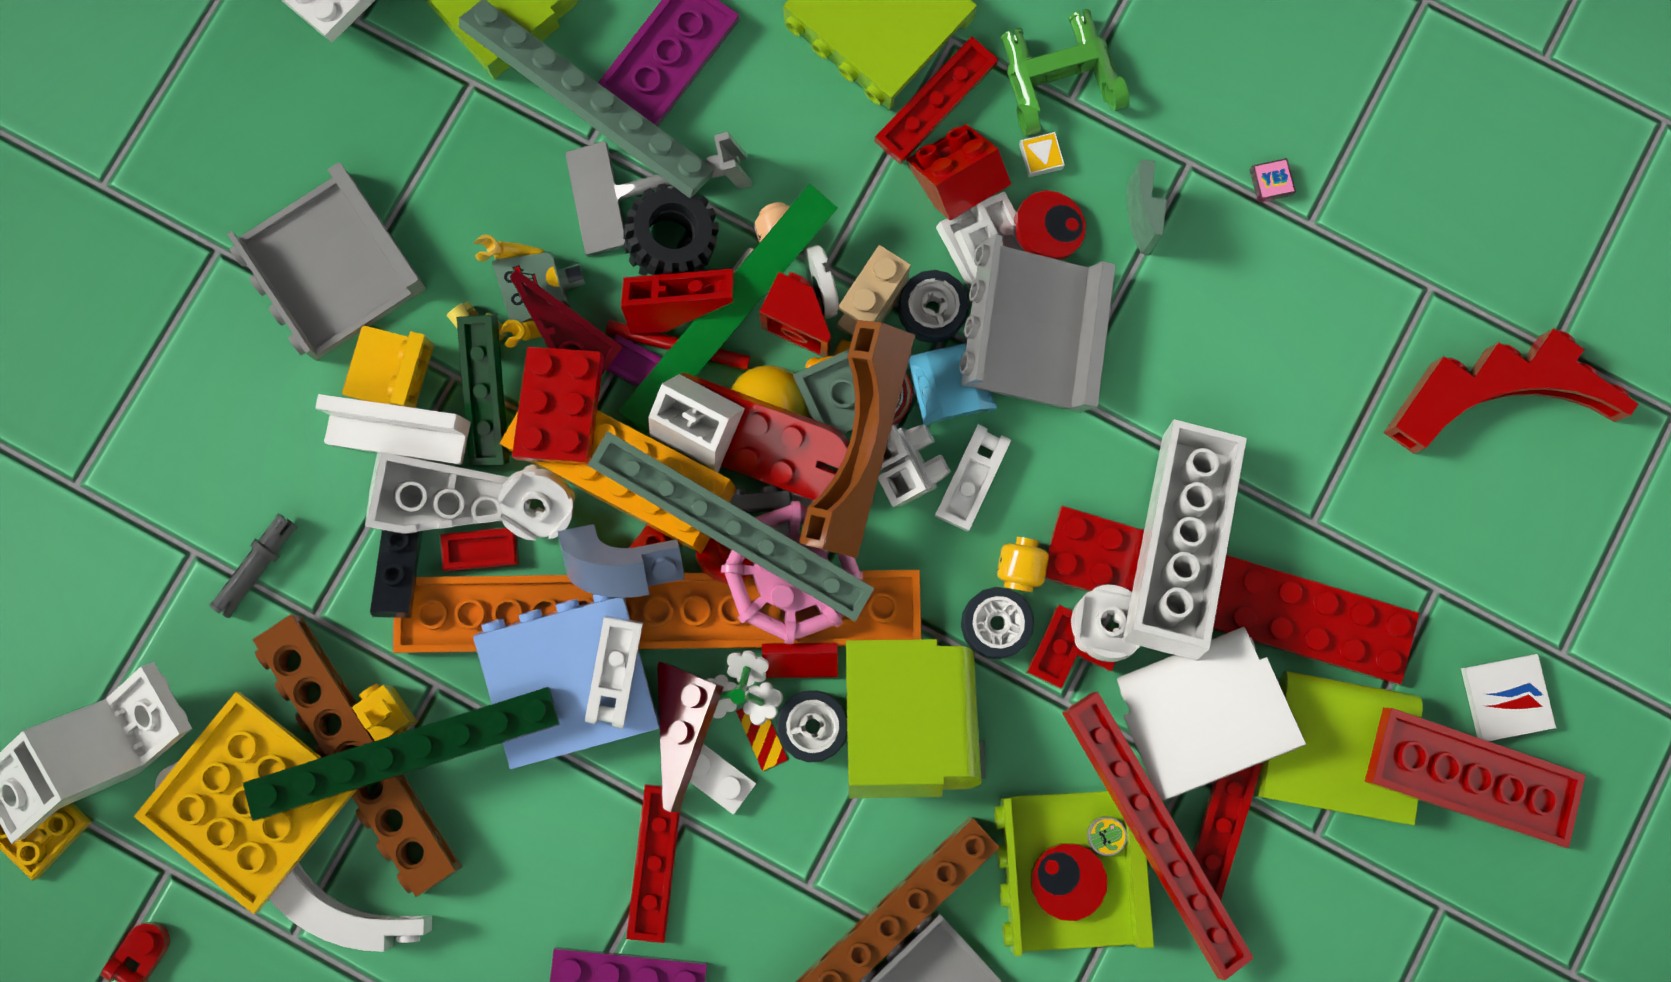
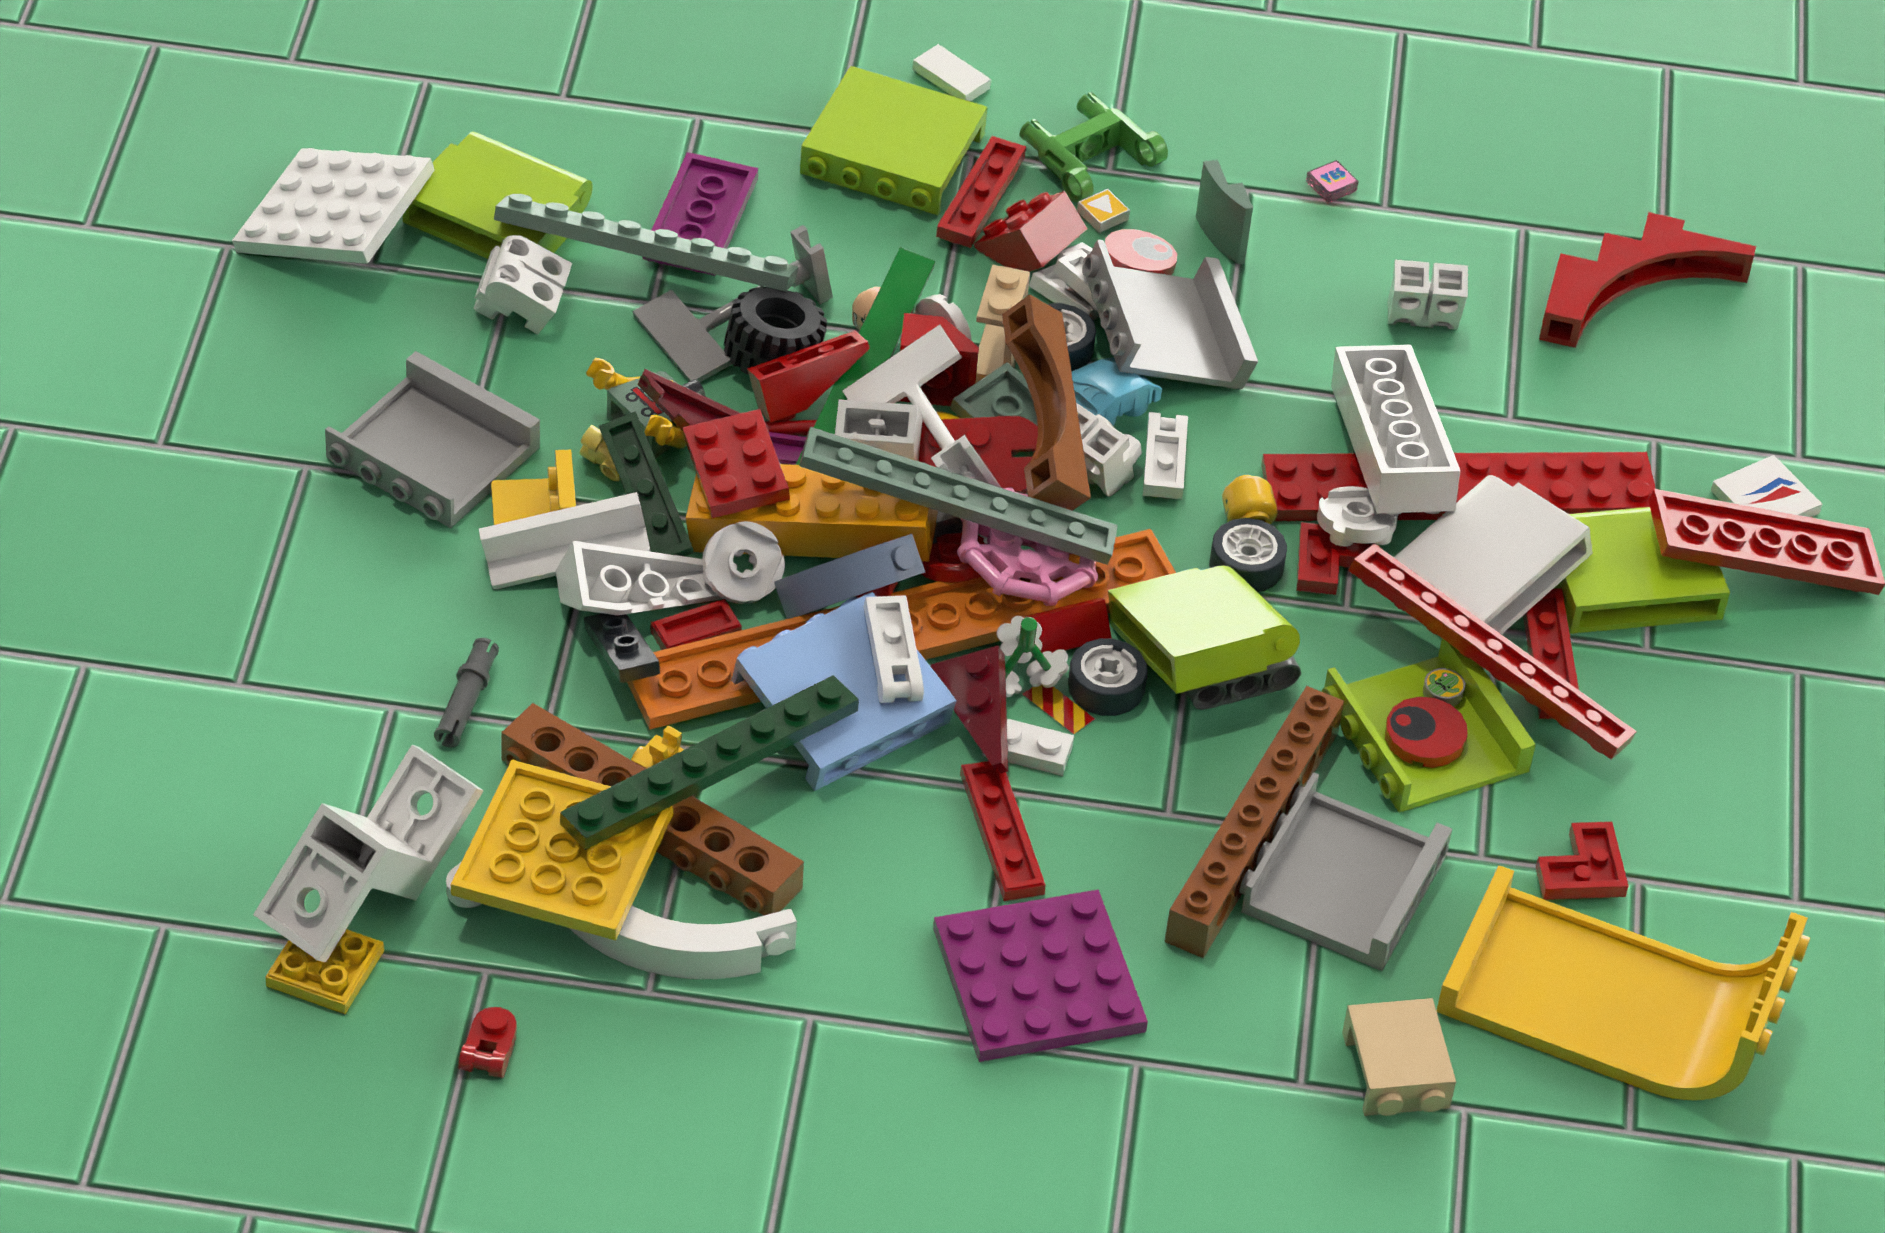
camera: 20 degrees left, 35 degrees down
(468, 100) = (522, 280): none -> white hips
(748, 347) = (903, 377): none -> white piece
(1293, 371) = (1427, 302): none -> white hips

